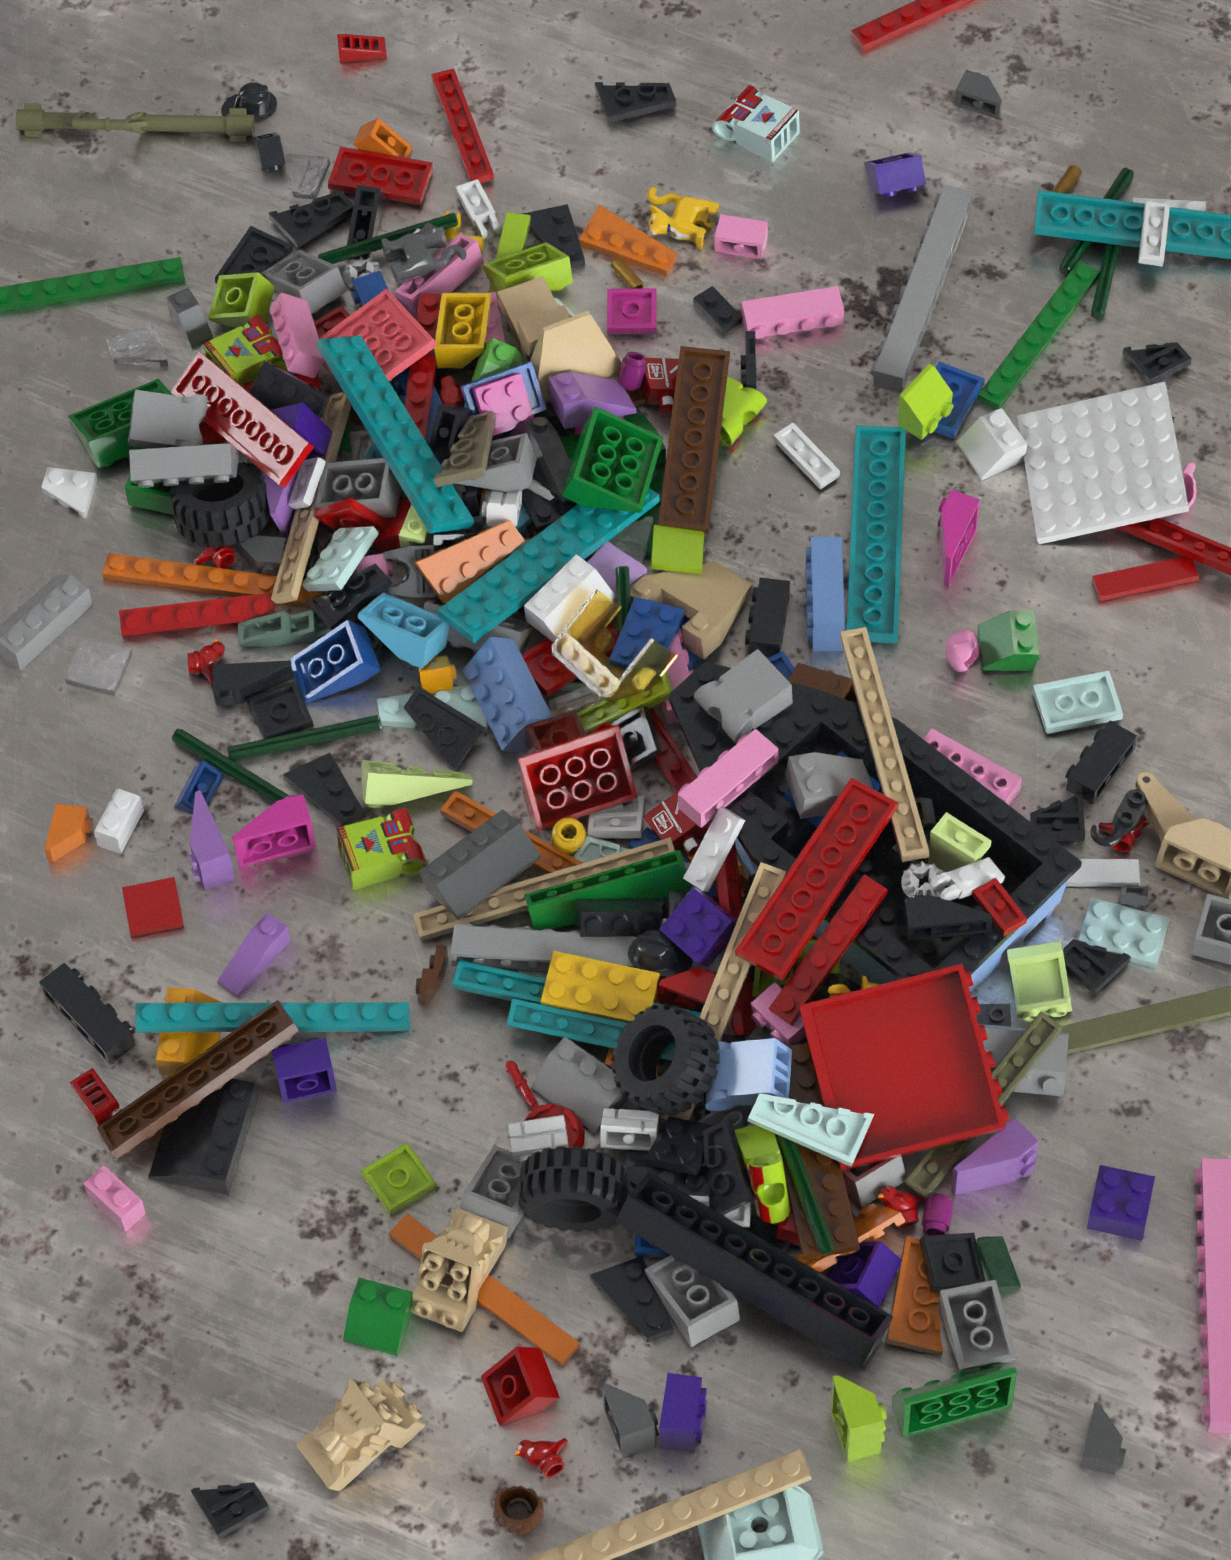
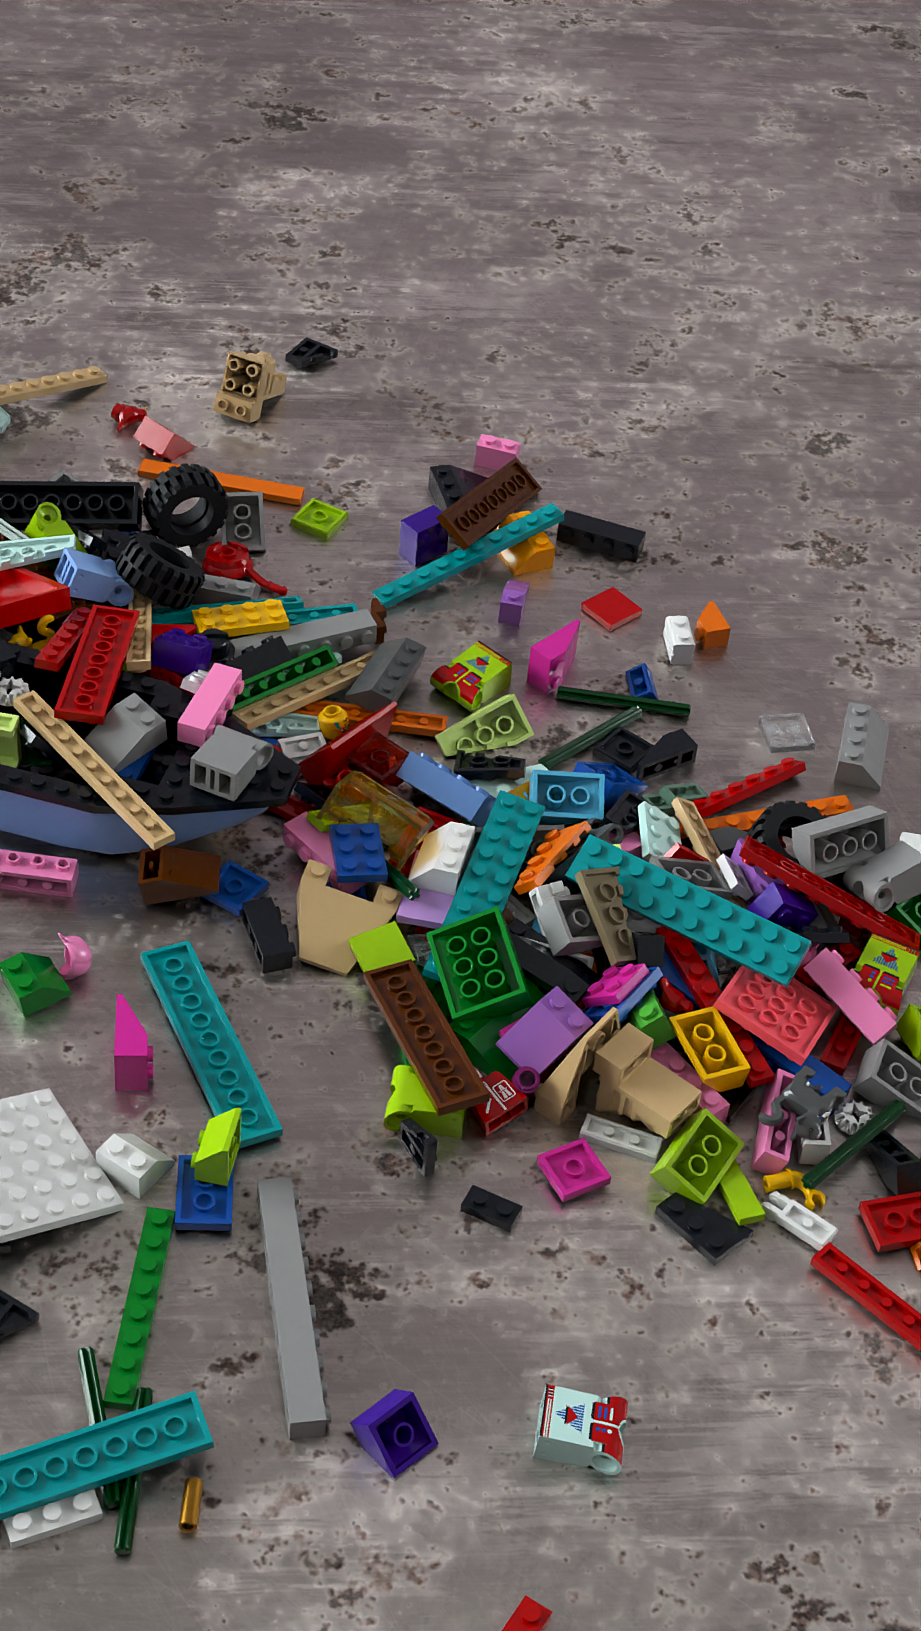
camera: 145 degrees right, 15 degrees down
(105, 1108) = (550, 495): red slope -> none
(204, 660) = (711, 758): red animal -> none
(209, 855) = (602, 636): medium lavender slope -> none
(327, 788) = (550, 714): black wing -> none
(378, 1316) = (281, 450): green slope -> none
(456, 1268) = (242, 460): tan brick -> none
(517, 1509) = (126, 382): reddish brown hair -> none
(537, 1135) = (230, 535): white brick -> none
(620, 239) = (640, 1245): orange wing -> none
(625, 102) = (736, 1411): black wing -> none
(626, 274) = (603, 1207): pearl gold hinge -> none
(630, 1421) = (79, 431): dark grey slope -> none
(682, 222) = (586, 1283): yellow animal -> none
(682, 1413) = (44, 443): dark purple brick -> none
(741, 236) = (515, 1287): bright pink brick -> none
(793, 312) = (411, 1223): bright pink brick -> none
(806, 455) = (315, 1089): white plate -> none
(824, 593) = (224, 956): medium blue brick -> none
(978, 94) = (349, 1578): dark grey slope -> none
(1154, 233) = (53, 1445): white tile -> none

